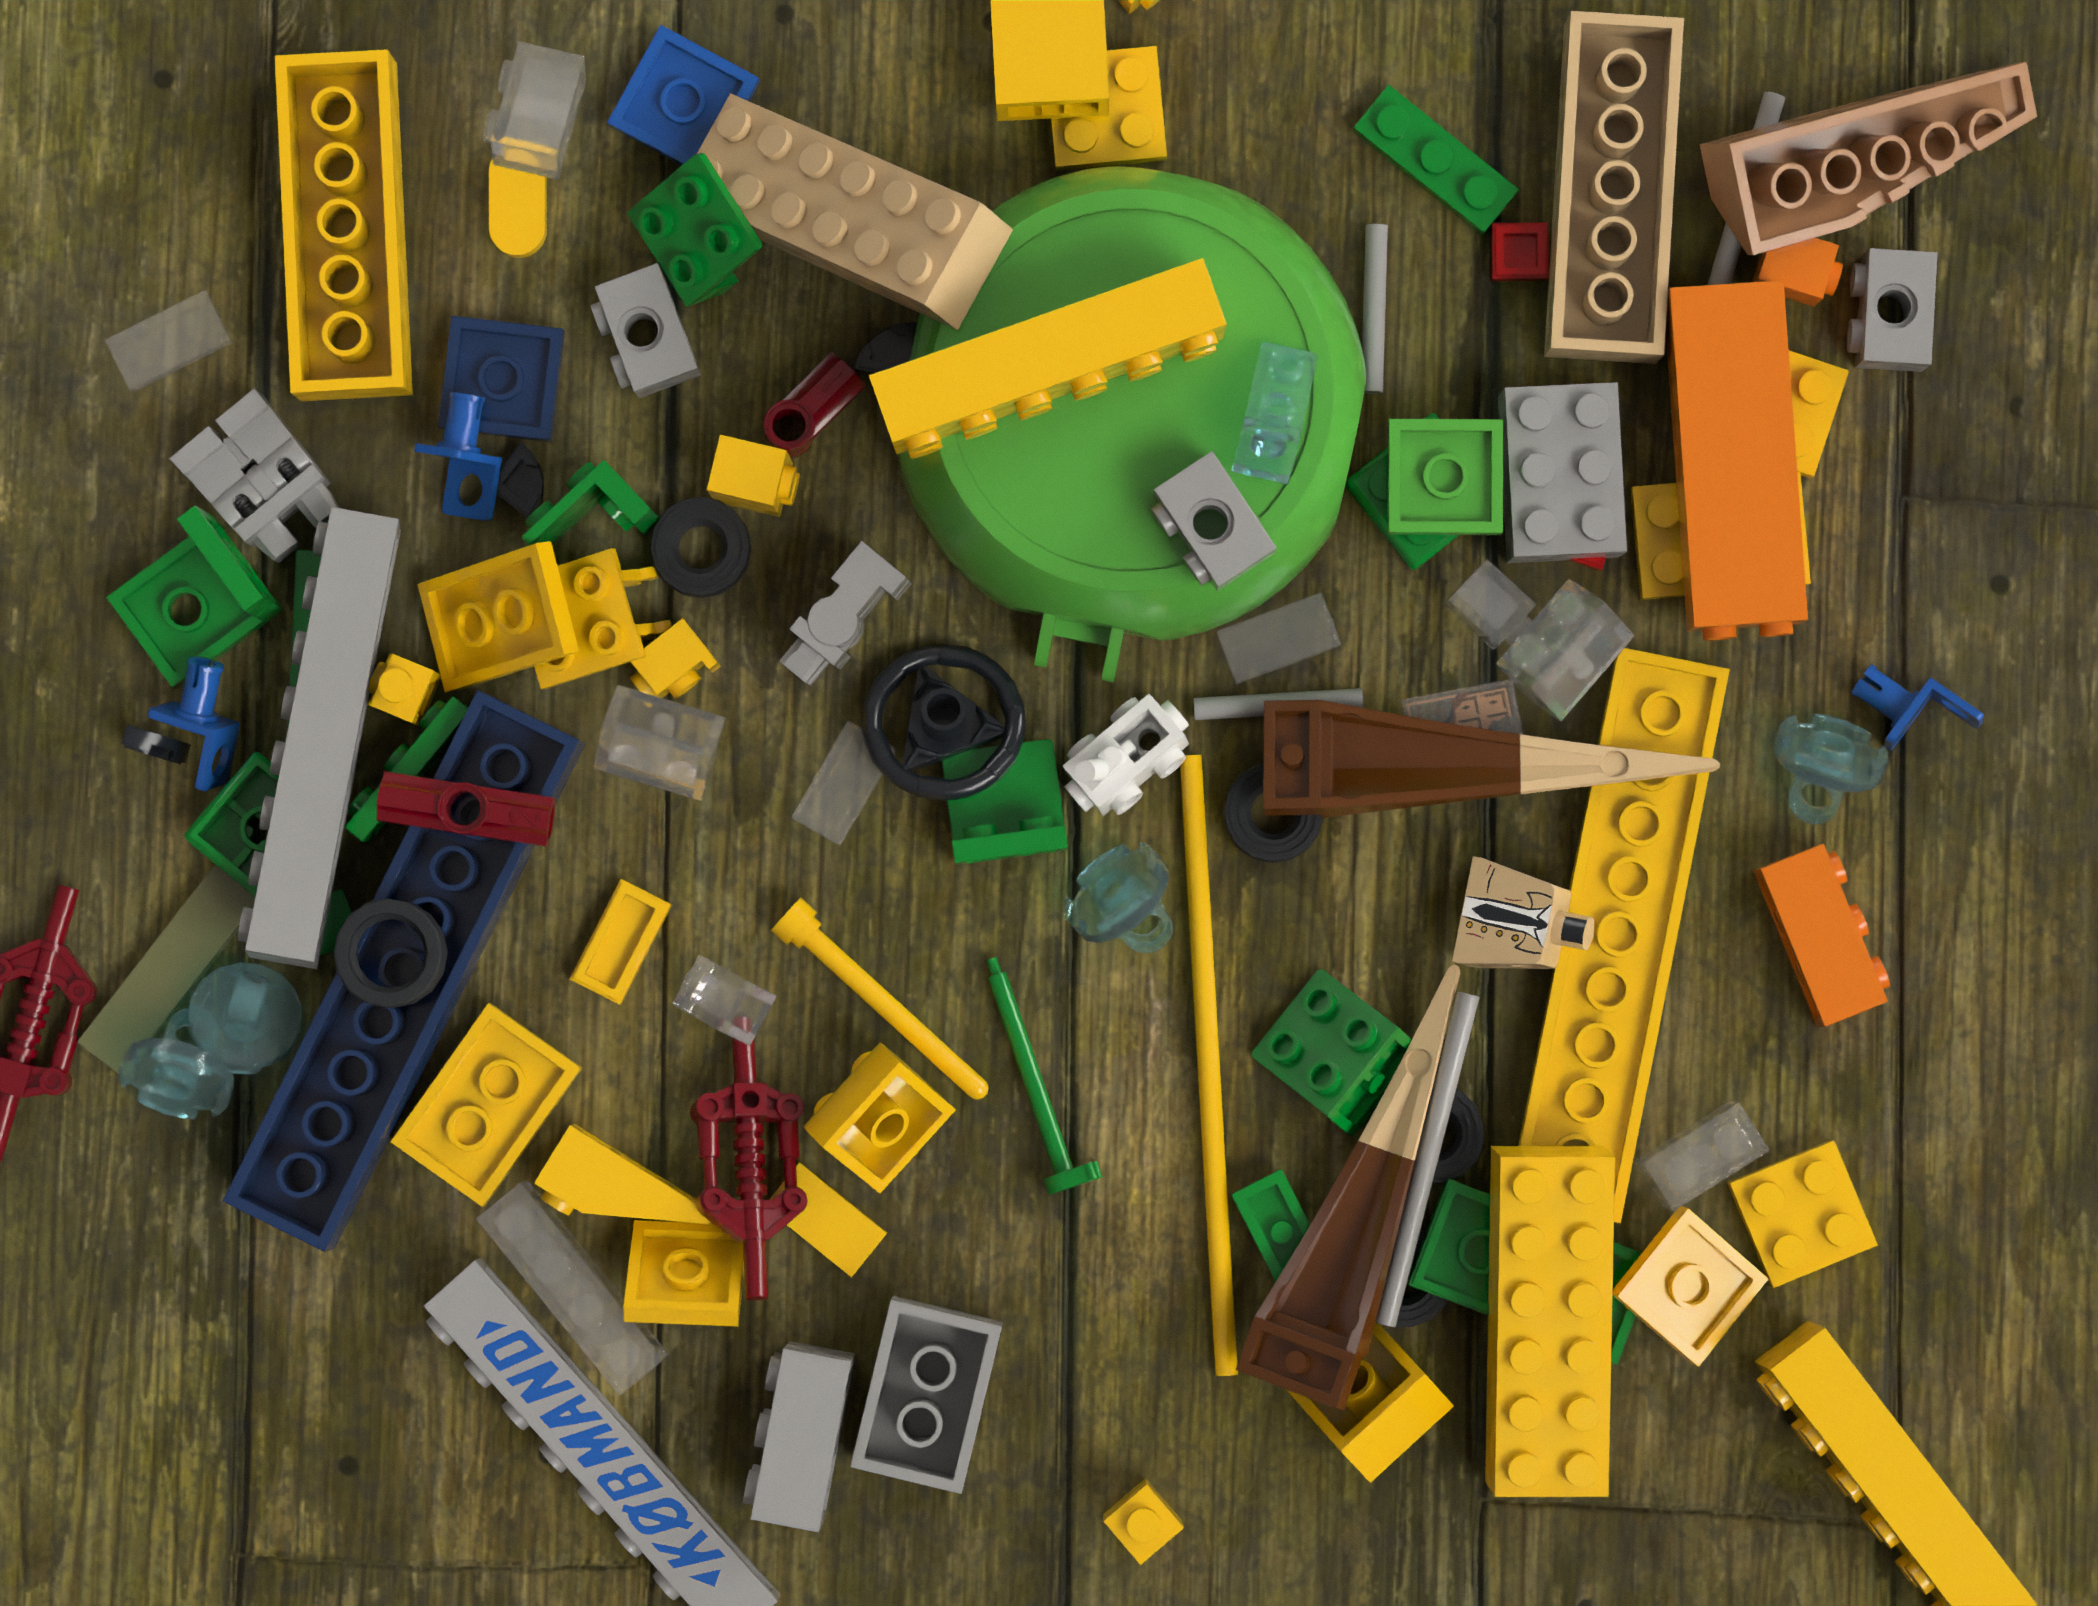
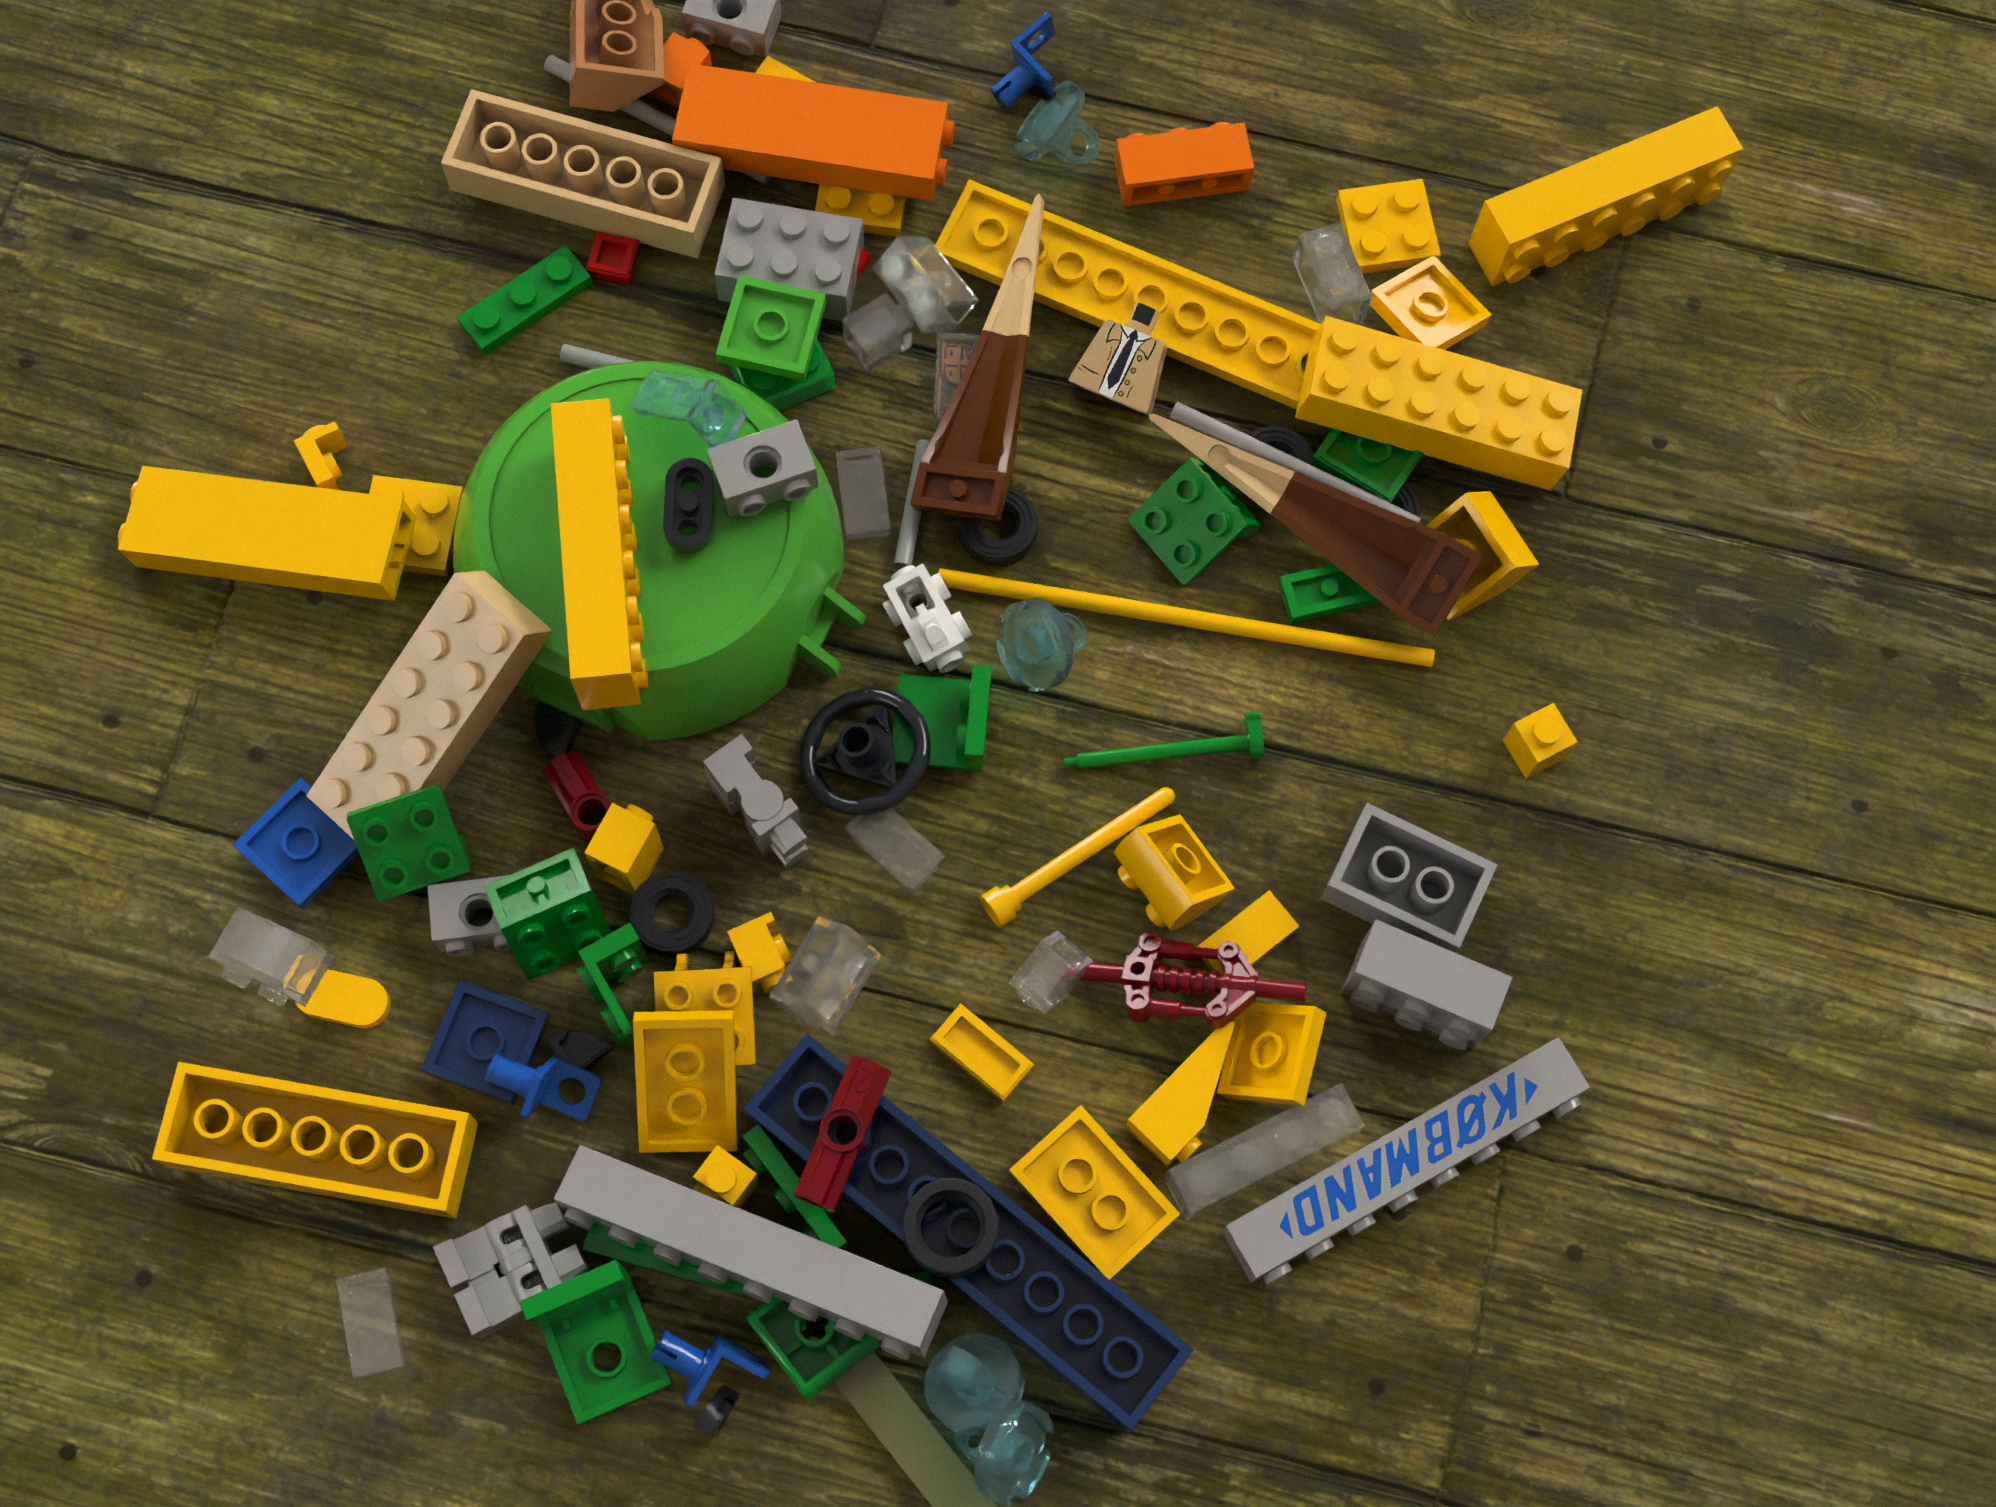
camera: 85 degrees left, 15 degrees down
(656, 408) = (547, 913): none -> green bracket
(1148, 445) = (688, 508): none -> black plate

